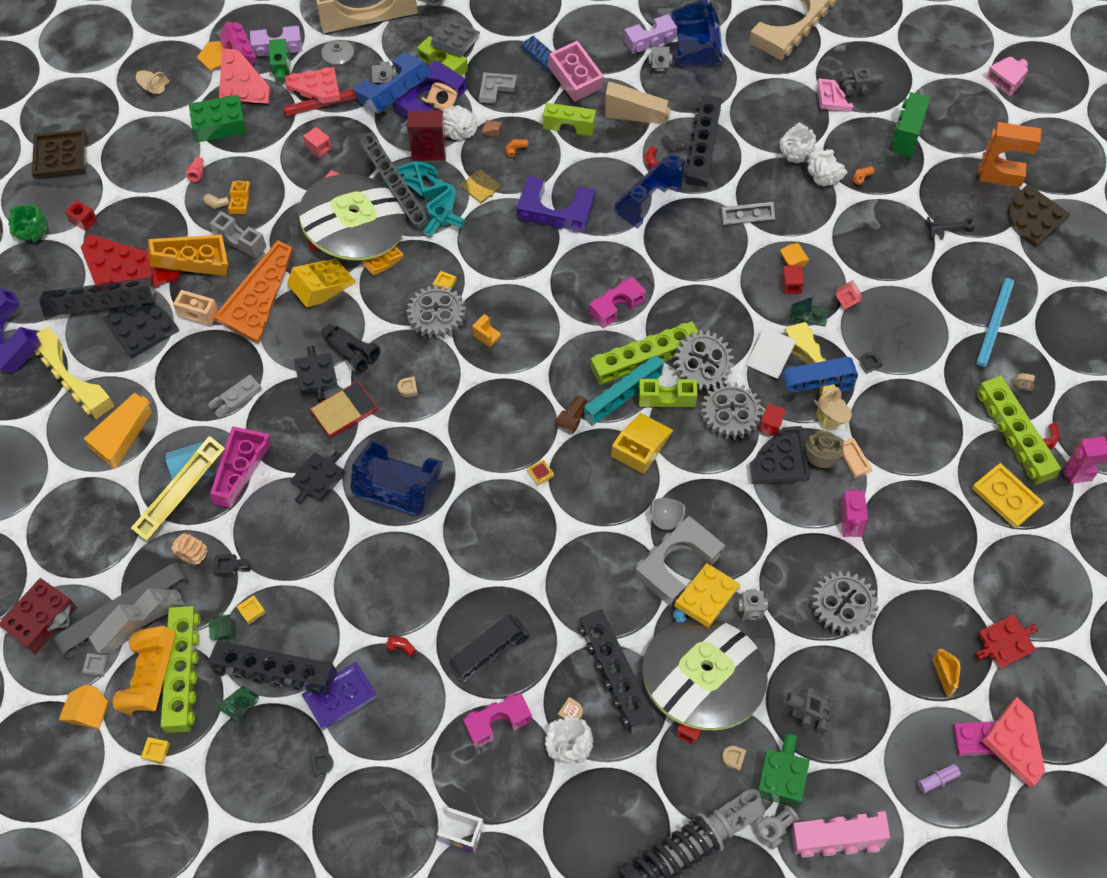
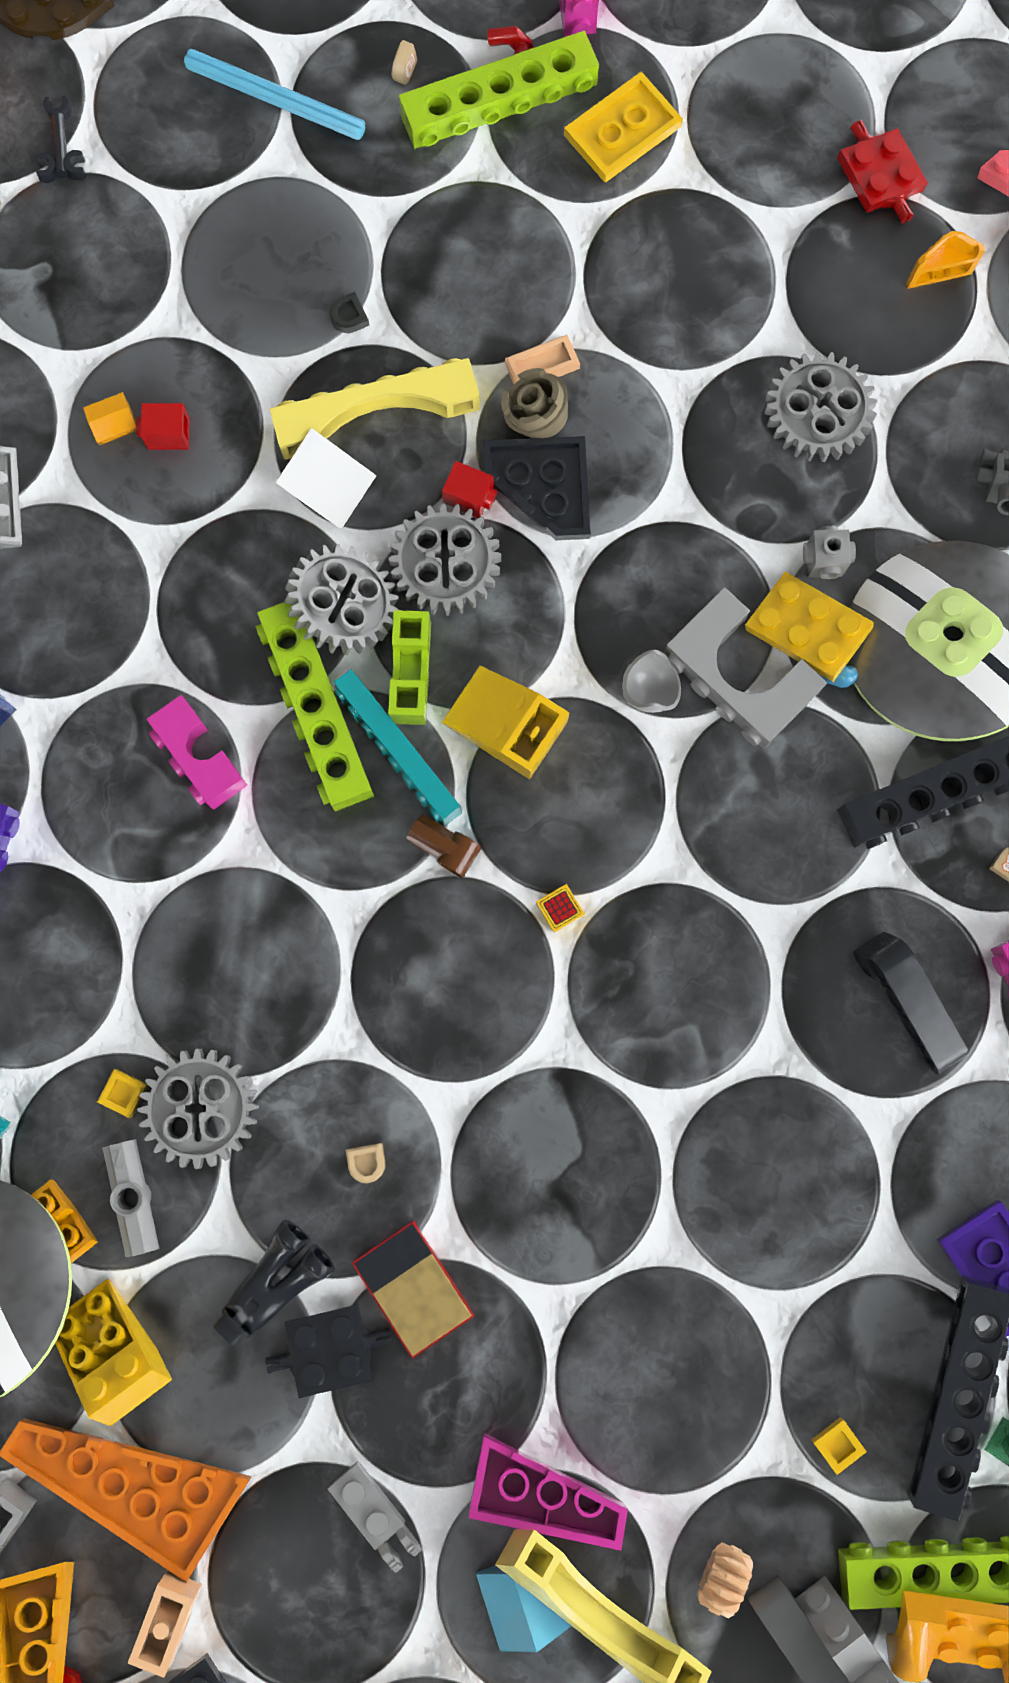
camera: 90 degrees left, 20 degrees up
(222, 628) = (880, 1498): clear green head -> none
(227, 565) = (748, 1498): black plate -> none
(317, 477) = (561, 1333): black plate -> none
(393, 285) = (135, 1223): none -> light grey piece
(393, 481) = (573, 1181): clear blue windscreen -> none
(400, 642) = (897, 1161): red arm -> none
(484, 332) = (249, 1008): light orange panel -> none
(806, 312) = (238, 407): clear green slope -> none
(821, 374) = (393, 392): blue beam -> none
(834, 406) = (462, 373): tan piece -> none
(848, 294) = (203, 331): coral panel -> none
(853, 513) = (658, 371): dark pink torso -> none

